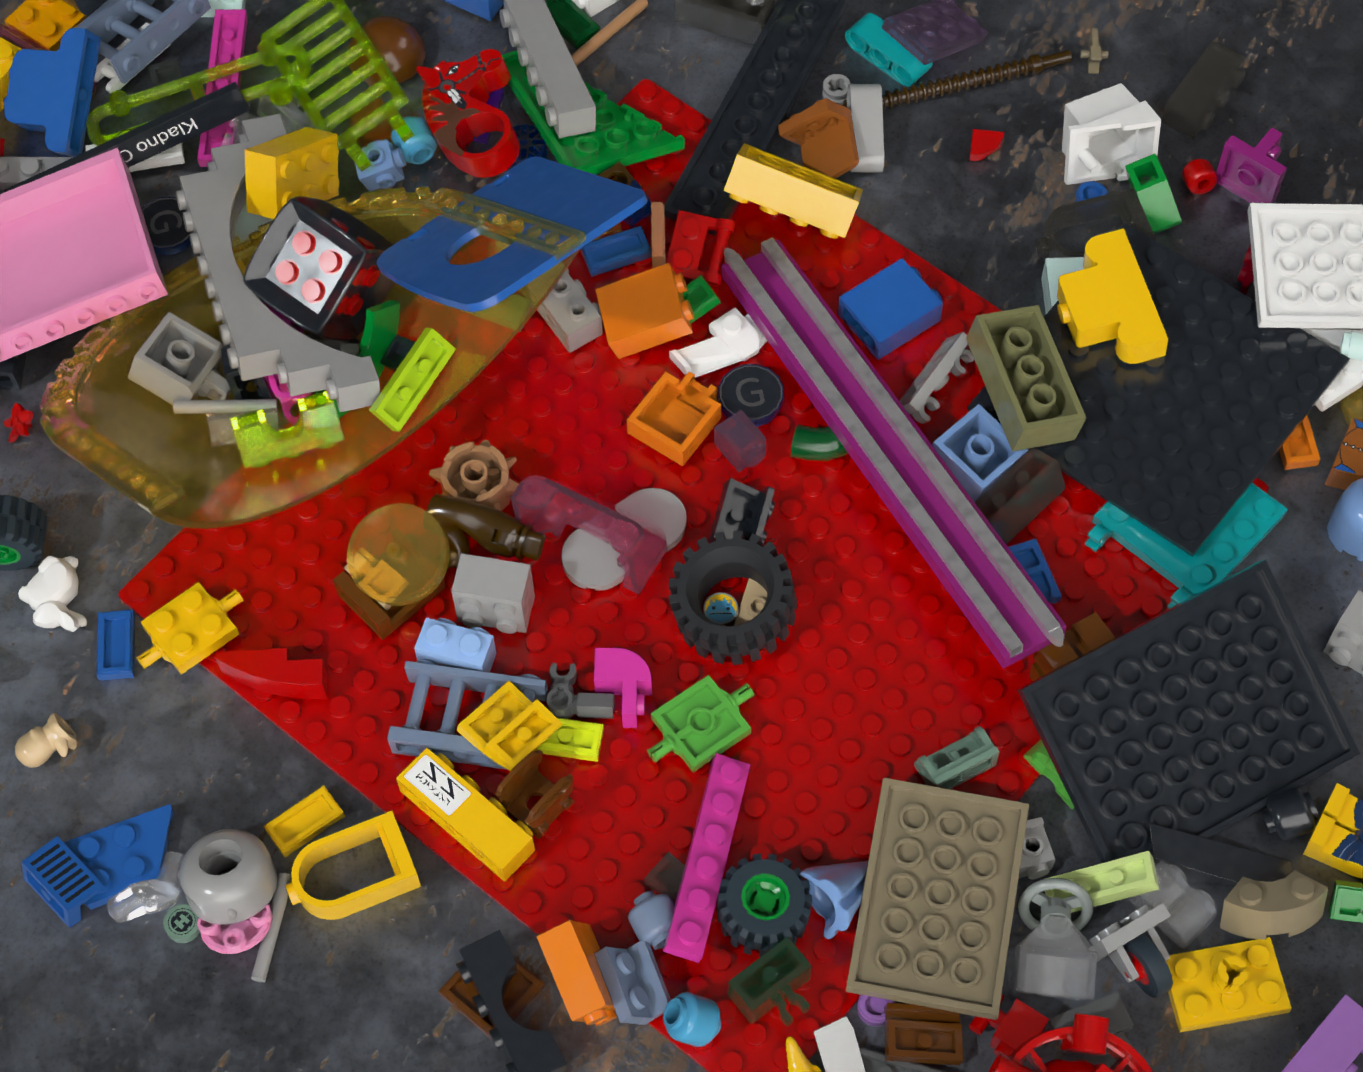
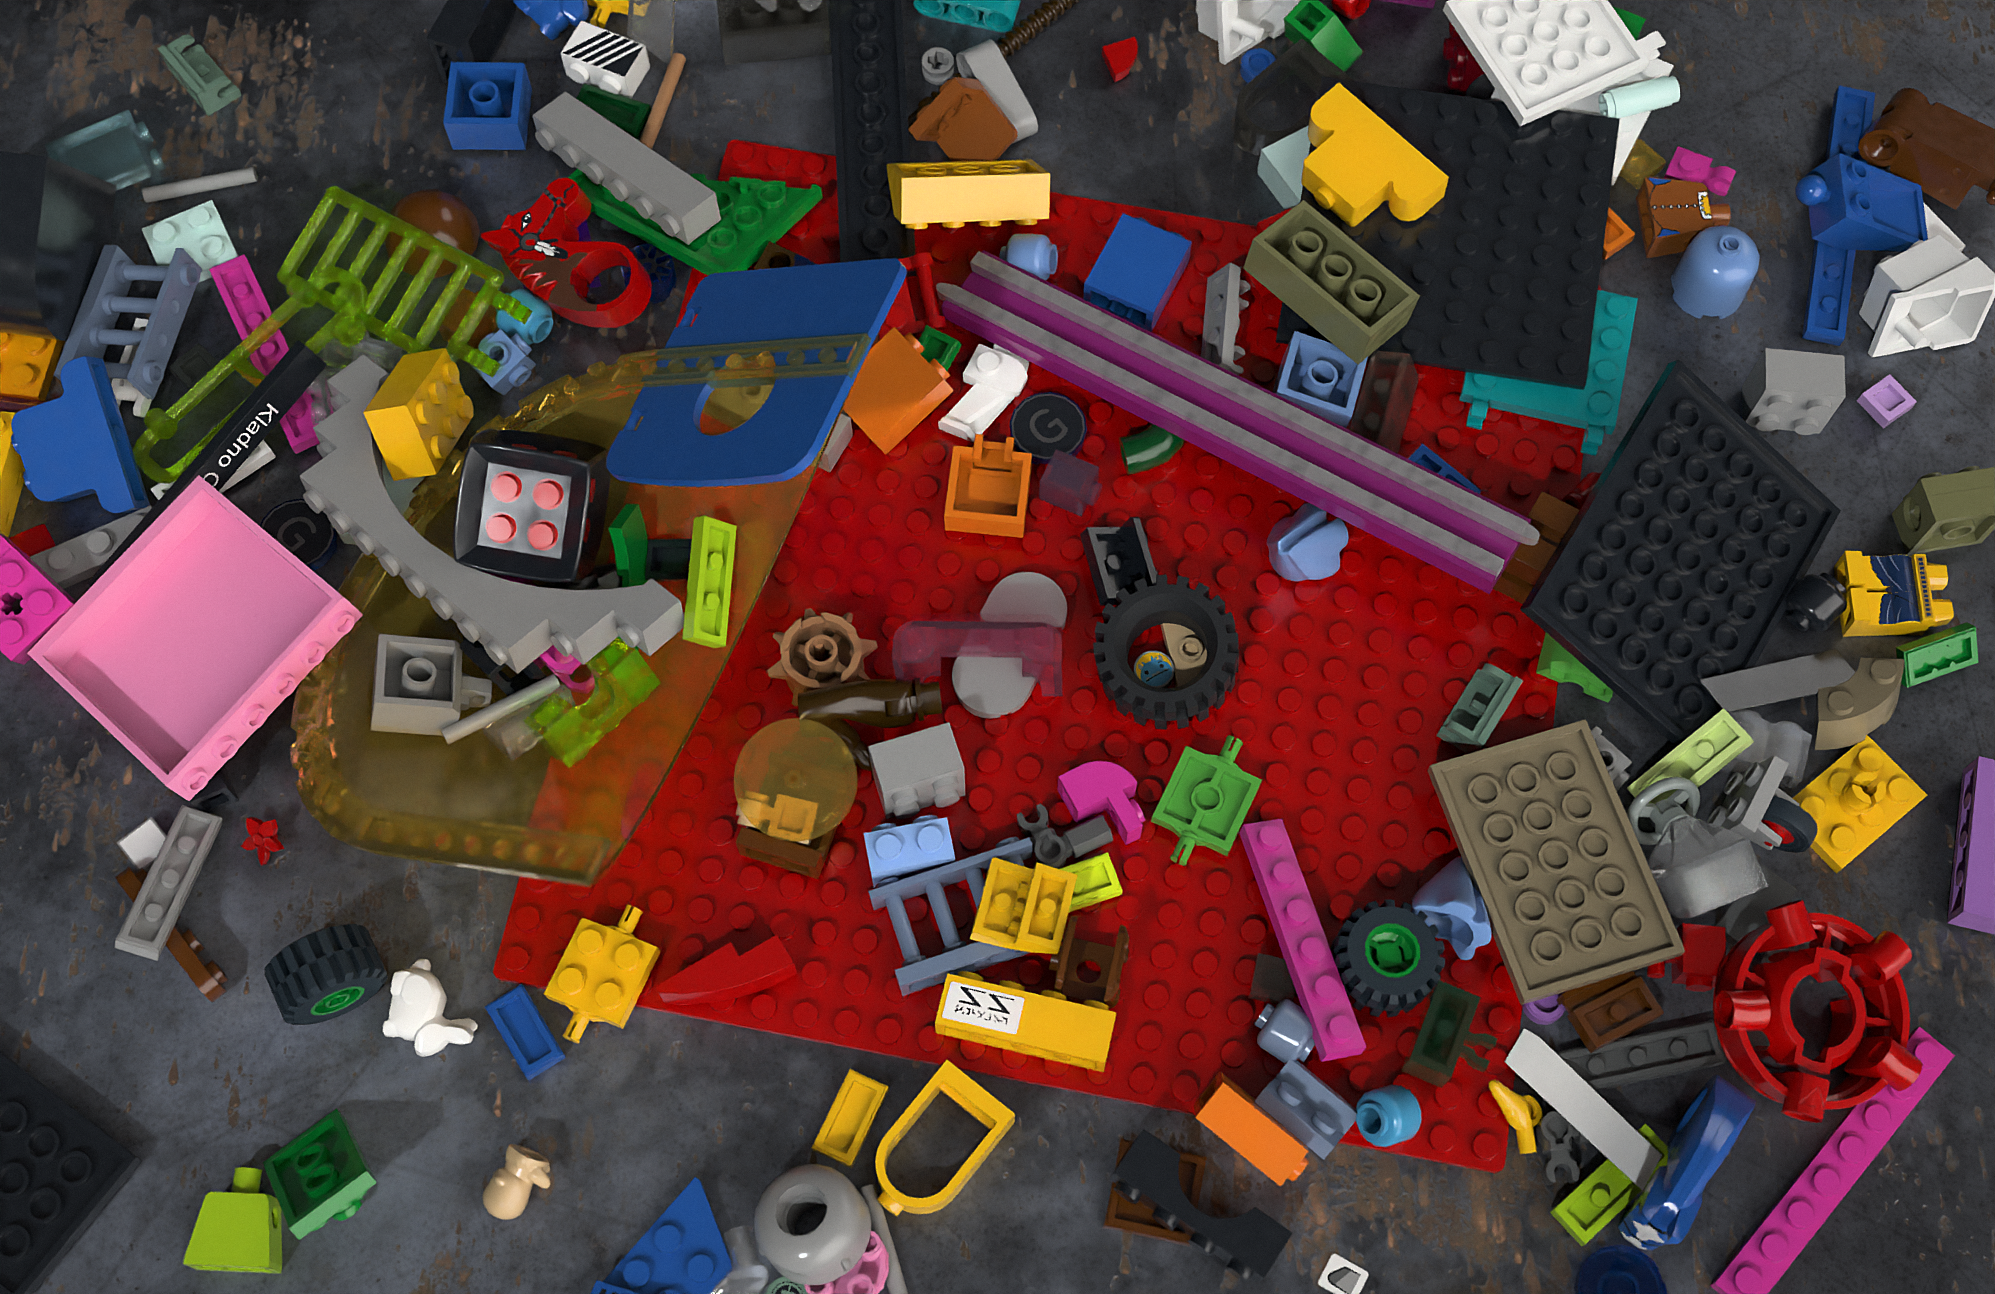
camera: 30 degrees left, 5 degrees up
(815, 260) = (1031, 253): none -> medium blue head
(894, 573) = (1307, 545): none -> medium blue hat

